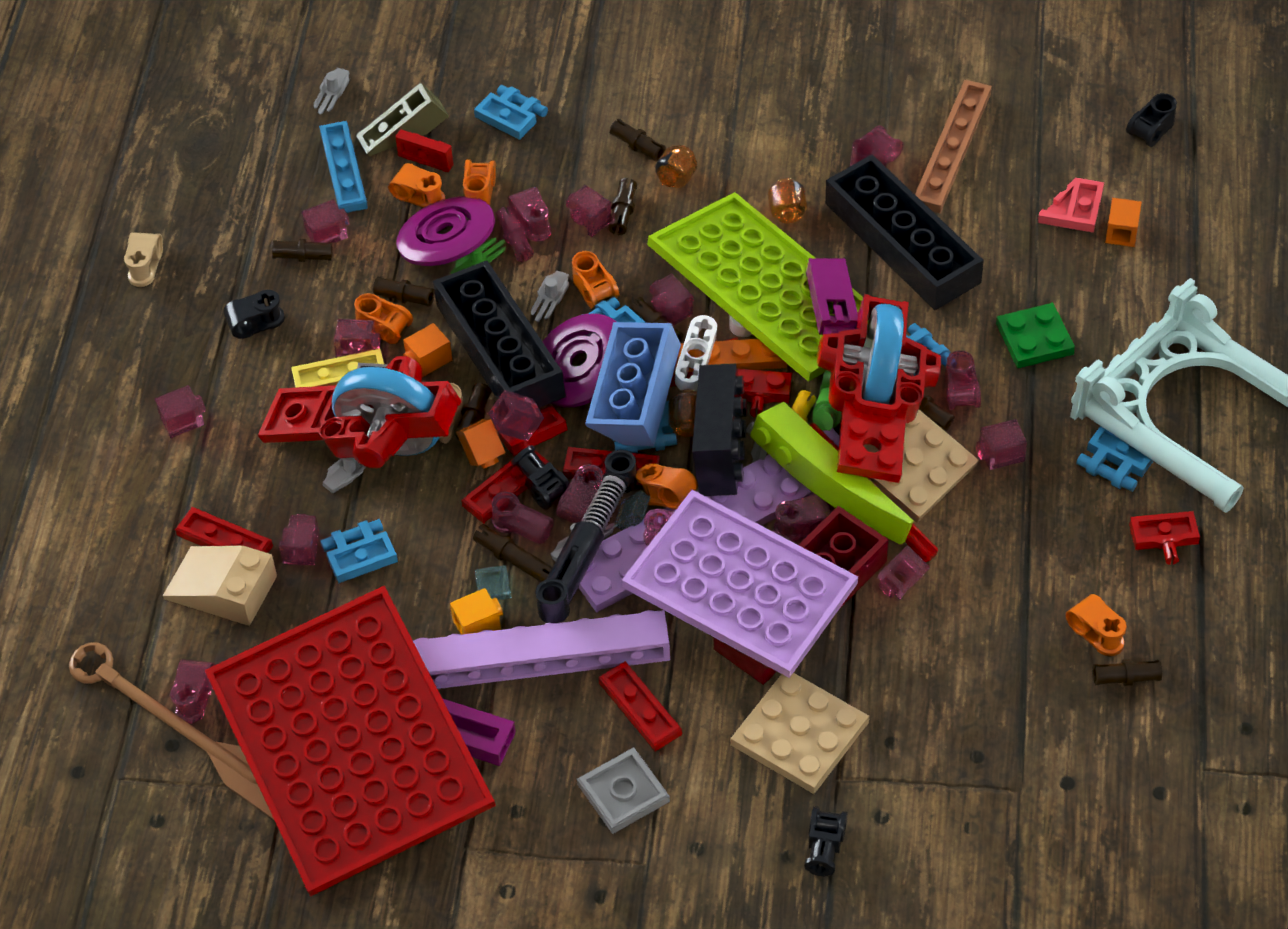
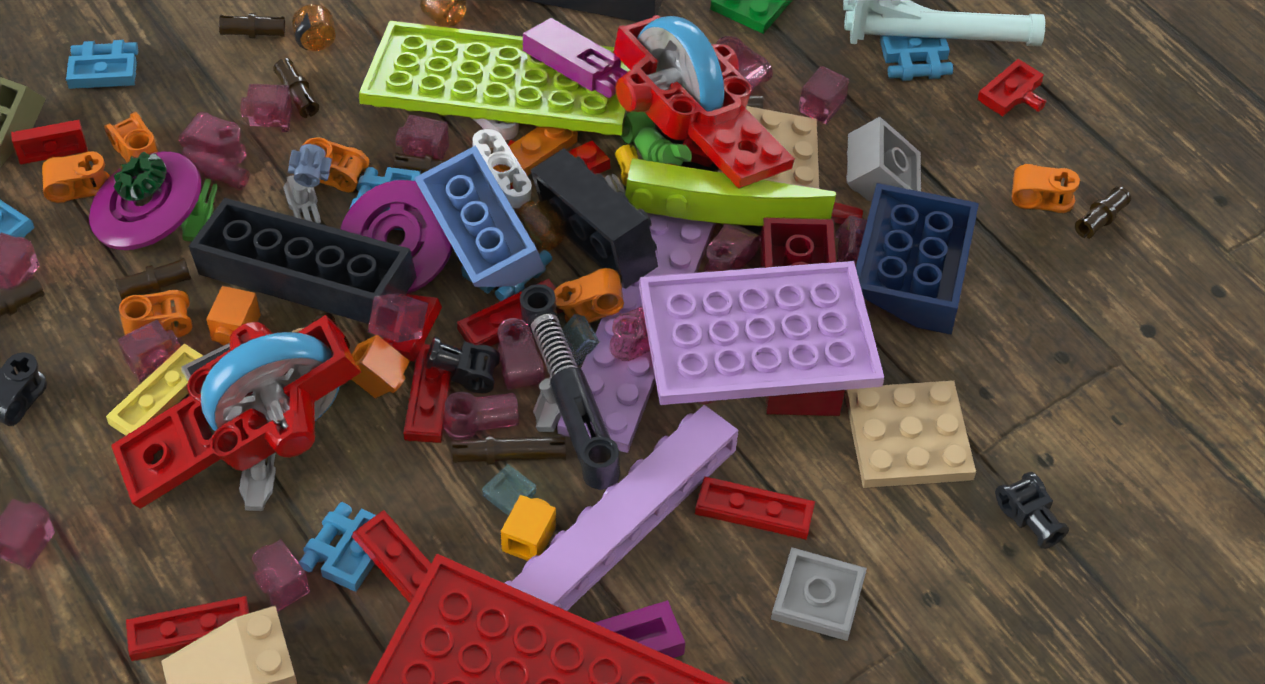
camera: 45 degrees left, 0 degrees up
(377, 566) = (393, 553): none -> red tile
(442, 214) = (146, 182): none -> dark green gear
(564, 270) = (309, 165): none -> sand blue gear
(931, 607) = (916, 255): none -> dark blue slope
(990, 527) = (883, 157): none -> light grey slope

